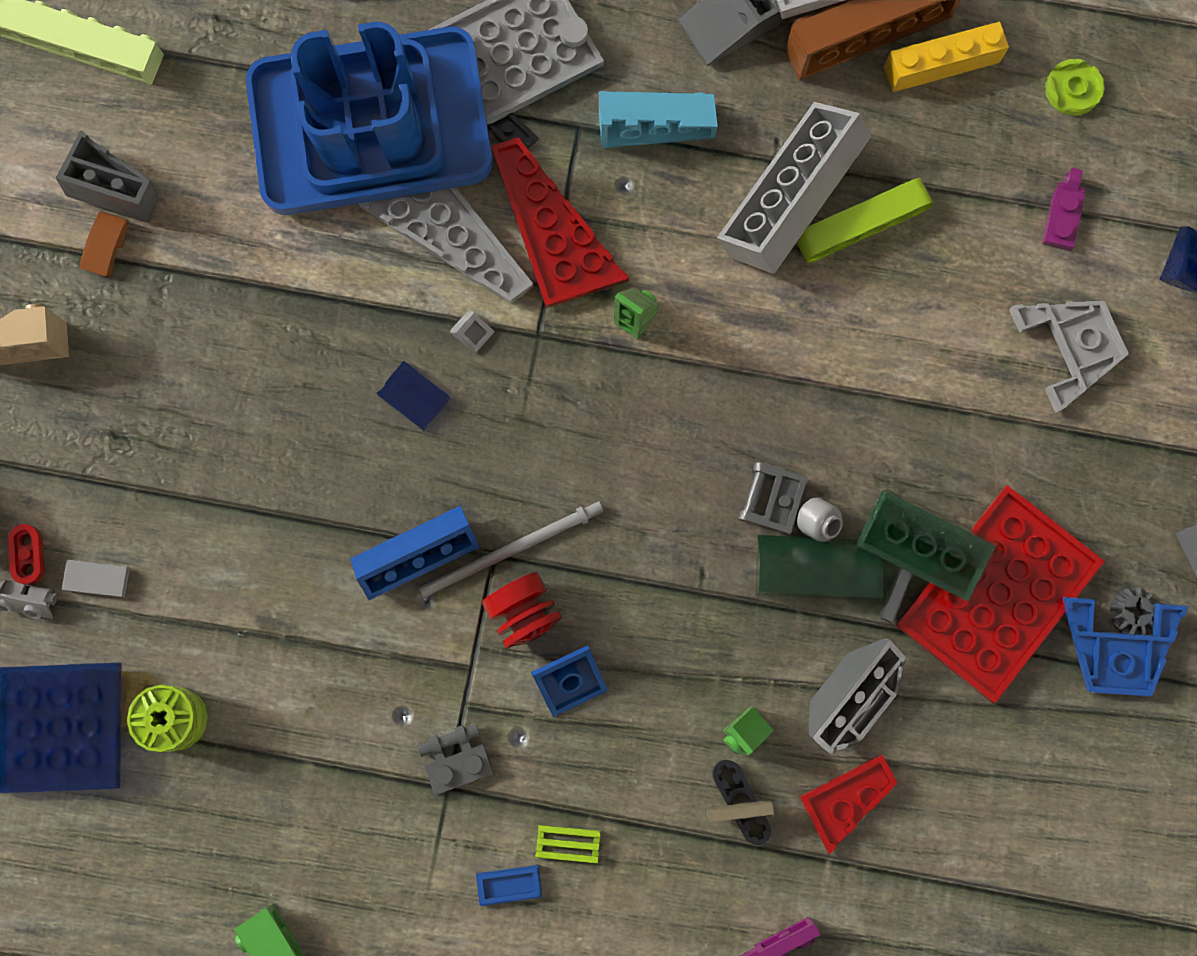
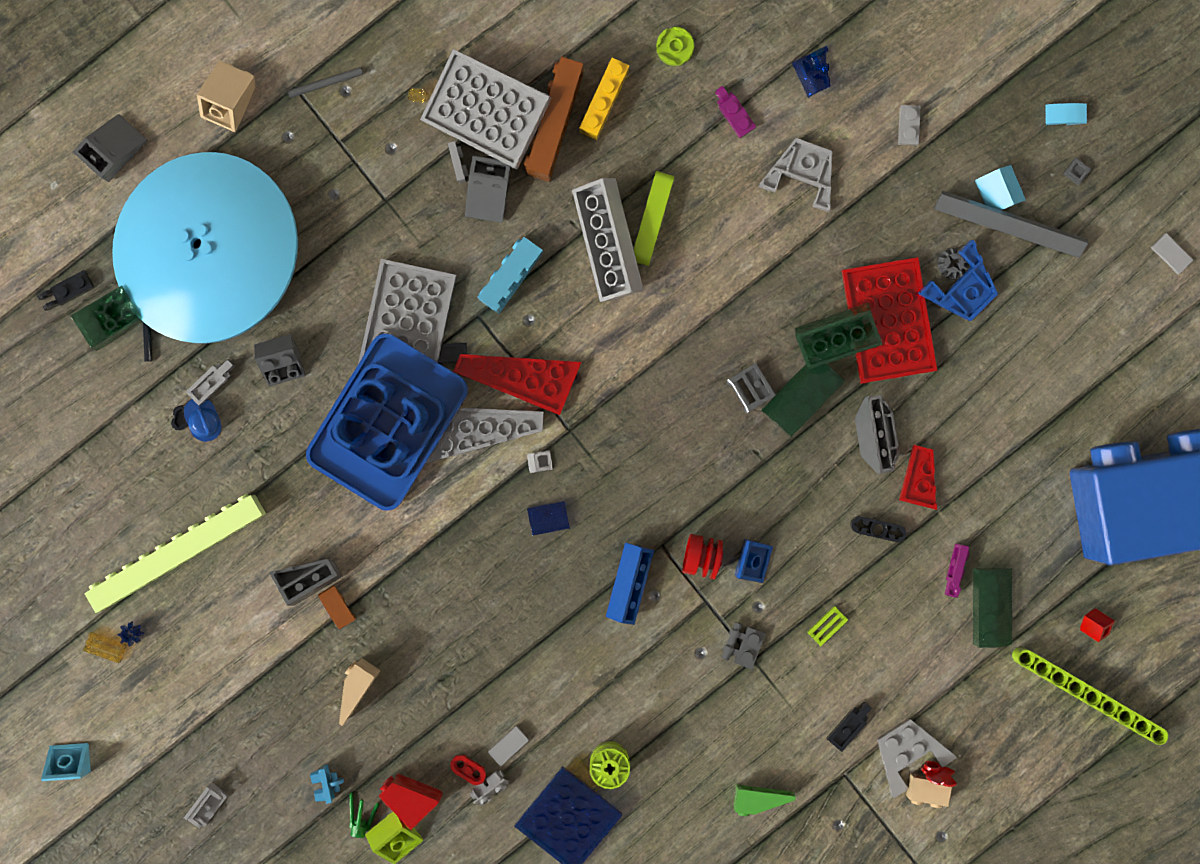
camera: 50 degrees left, 10 degrees up
(509, 885) = (822, 669): blue tile -> none
(573, 31) = (427, 277): light grey tile -> none
(581, 516) = (666, 534): light grey bar -> none
(634, 310) = (602, 372): bright green slope -> none
(740, 811) = (883, 535): dark tan tile -> none
(746, 732) = (850, 499): bright green slope -> none
(820, 519) = (781, 375): light grey head -> none
(895, 595) = (848, 373): dark grey tile -> none

